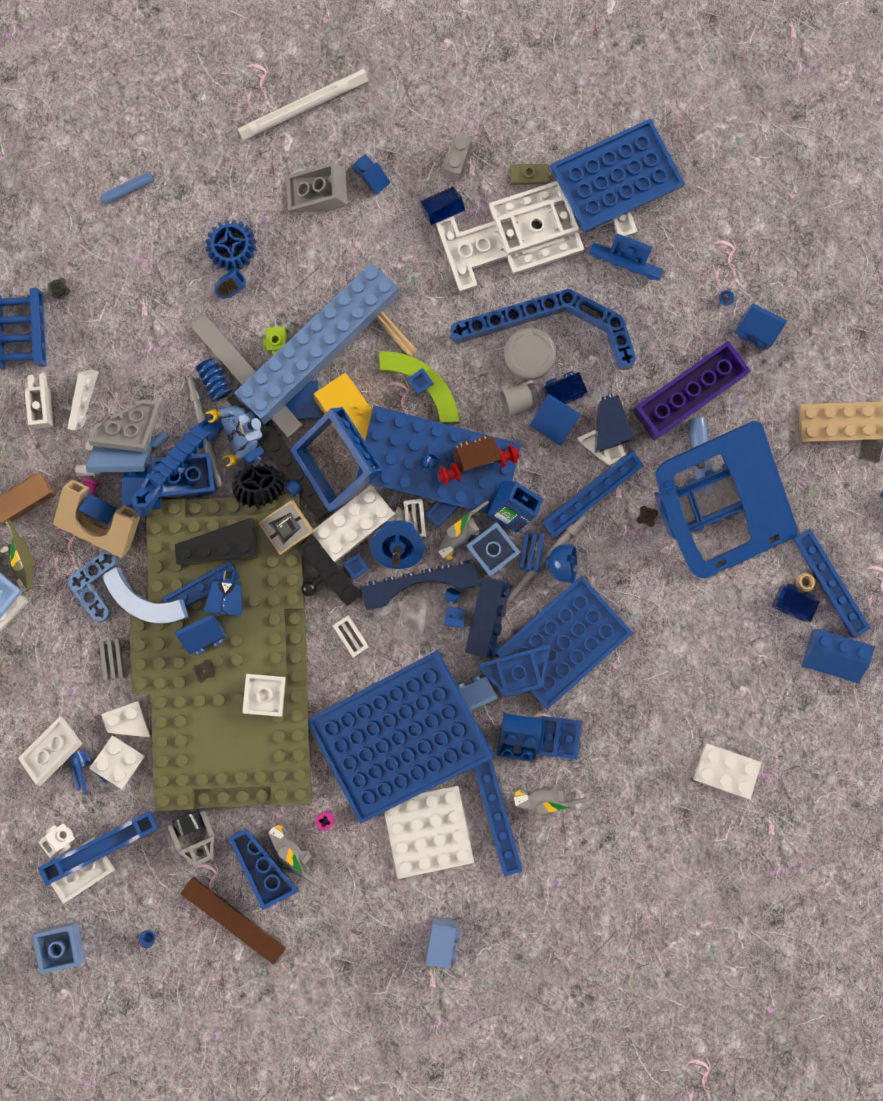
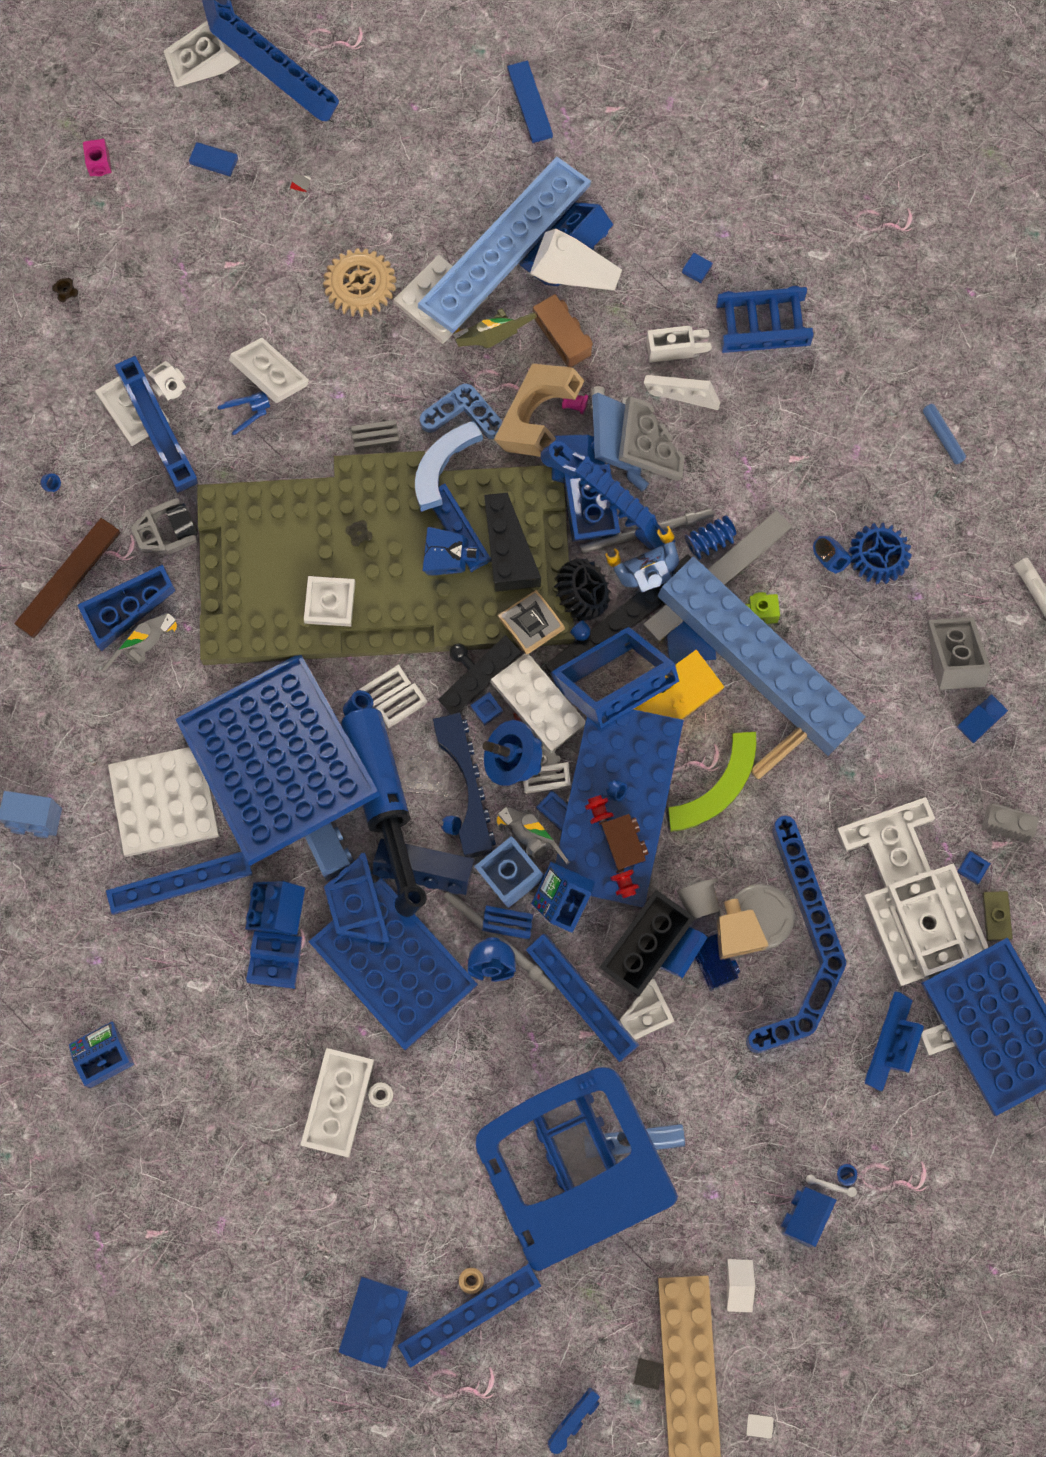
camera: 90 degrees right, 10 degrees down
(53, 286) = (817, 356): clear smoke plate -> none
(59, 947) = (45, 387): medium blue brick -> none
(97, 508) = (551, 410): blue tile -> none
(117, 762) = (254, 444): white plate -> none
(127, 721) = (303, 454): white wing -> none
(201, 635) = (401, 527): blue slope -> none
(254, 456) = (618, 586): blue plate -> none
(319, 823) = (184, 683): dark pink bush -> none
(343, 663) = (384, 677): none -> white tile
(387, 659) = (388, 811): none -> blue piece
(420, 381) = (718, 780): blue plate -> none
(442, 205) = (946, 804): clear blue brick -> none
(455, 617) = (423, 827): blue bracket -> none
(490, 189) = (973, 867): none -> blue tile
(544, 800) = (196, 939): light grey animal -> none
(545, 368) = (739, 931): none -> tan torso
(552, 441) = (646, 944): none -> black slope
(611, 424) = (670, 1018): dark blue slope -> none
(636, 875) = (100, 1055): none -> blue slope
(647, 511) = (561, 1067): dark brown plate -> none
(672, 651) = (380, 1087): none -> white plate
(673, 685) = (337, 1102): none -> white plate
(691, 390) = (719, 1125): dark purple brick -> none
(727, 771) = (227, 1175): white plate -> none
(737, 296) = (850, 1191): none -> white hinge
(796, 603) = (442, 1266): clear blue brick -> none
(806, 380) = (740, 1285): none -> white slope

